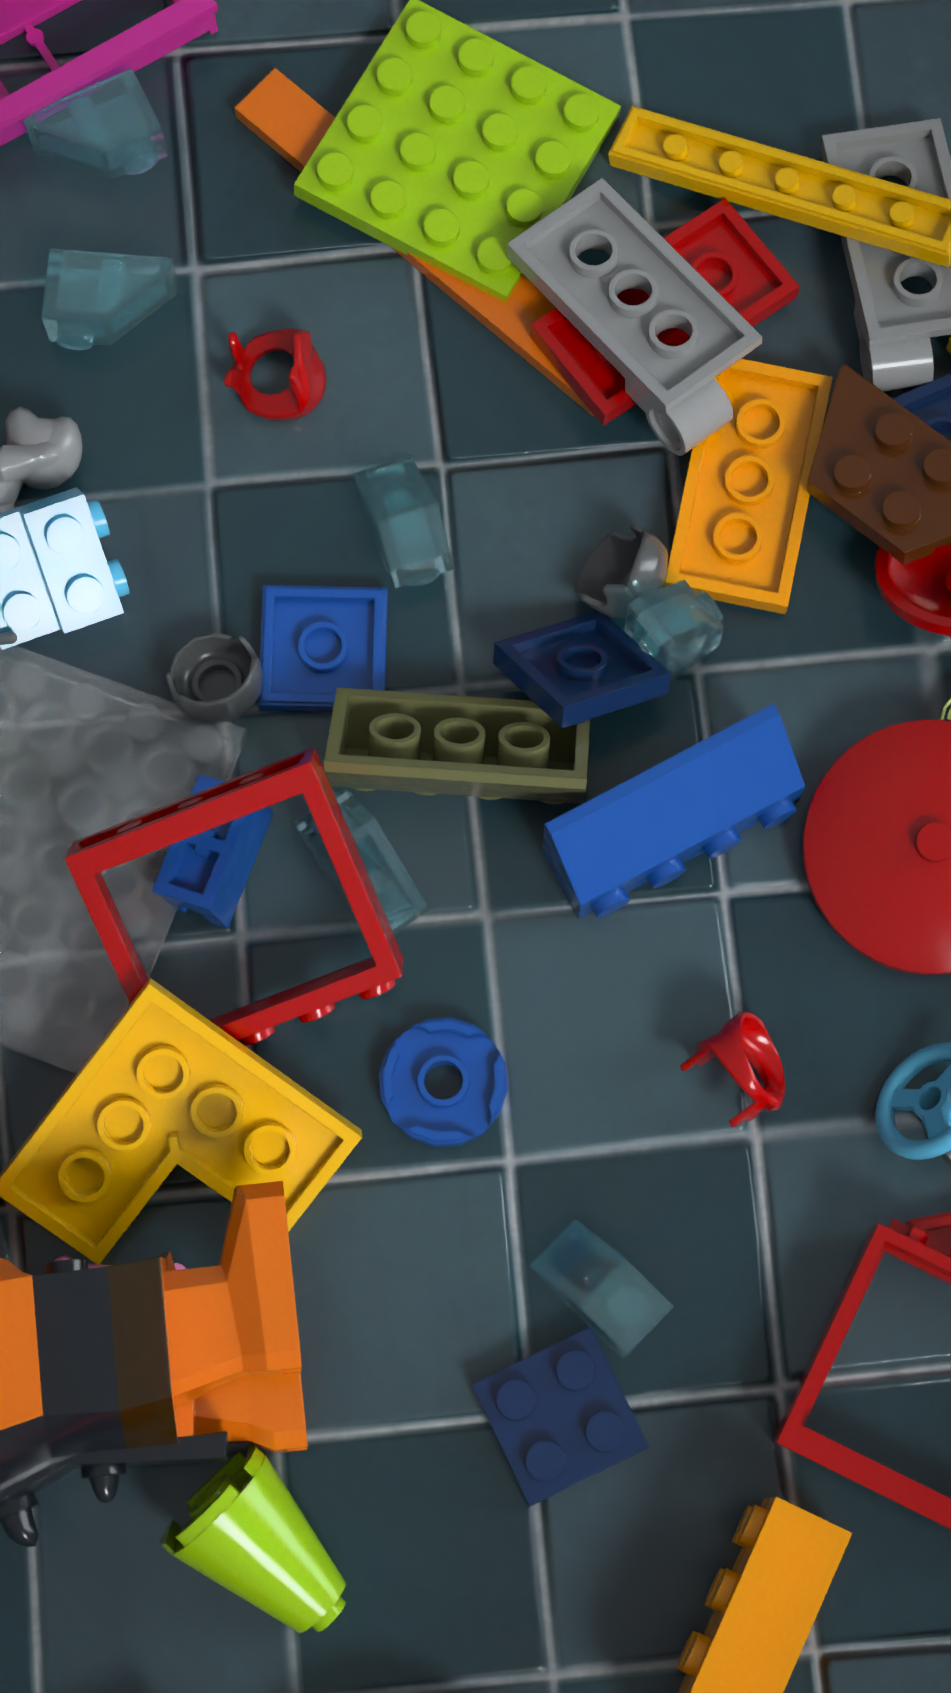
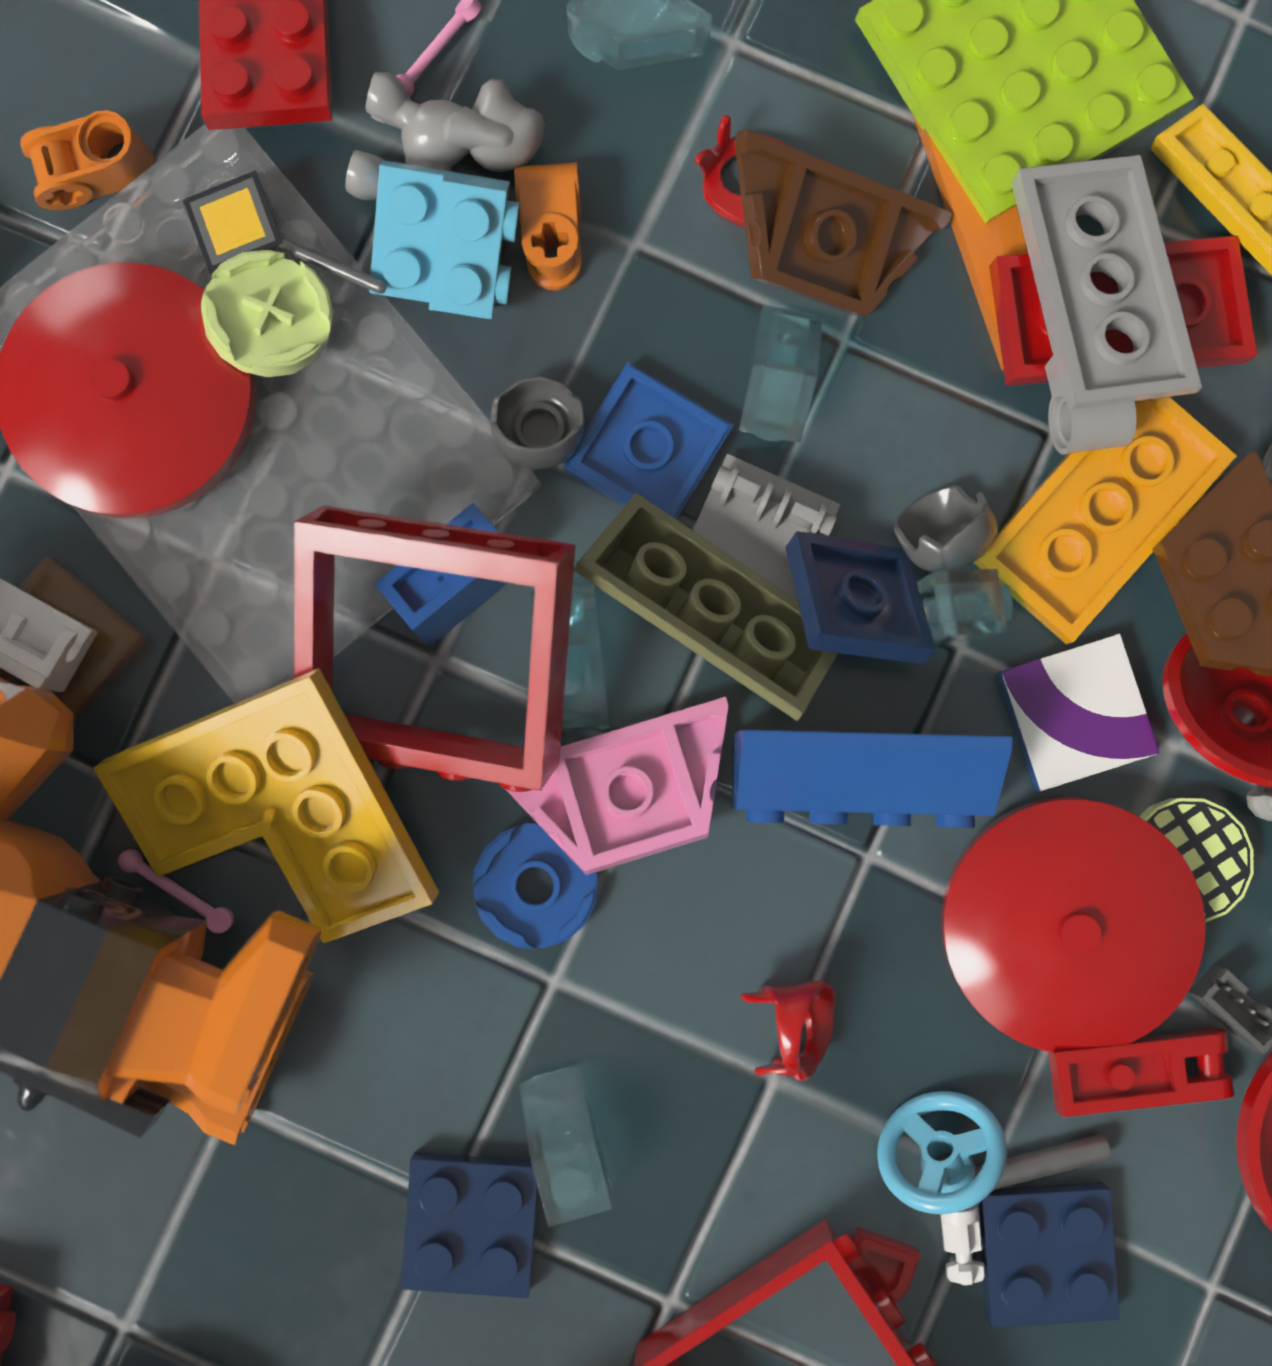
camera: 25 degrees right, 10 degrees up
(128, 502) = (550, 219): none -> orange piece
(259, 1544) = (150, 1198): lime cone -> none
(372, 379) = (825, 226): none -> reddish brown wing
(455, 651) = (756, 516): none -> light grey hinge
(478, 946) = (633, 788): none -> bright pink wing
(829, 666) = (1077, 713): none -> tile

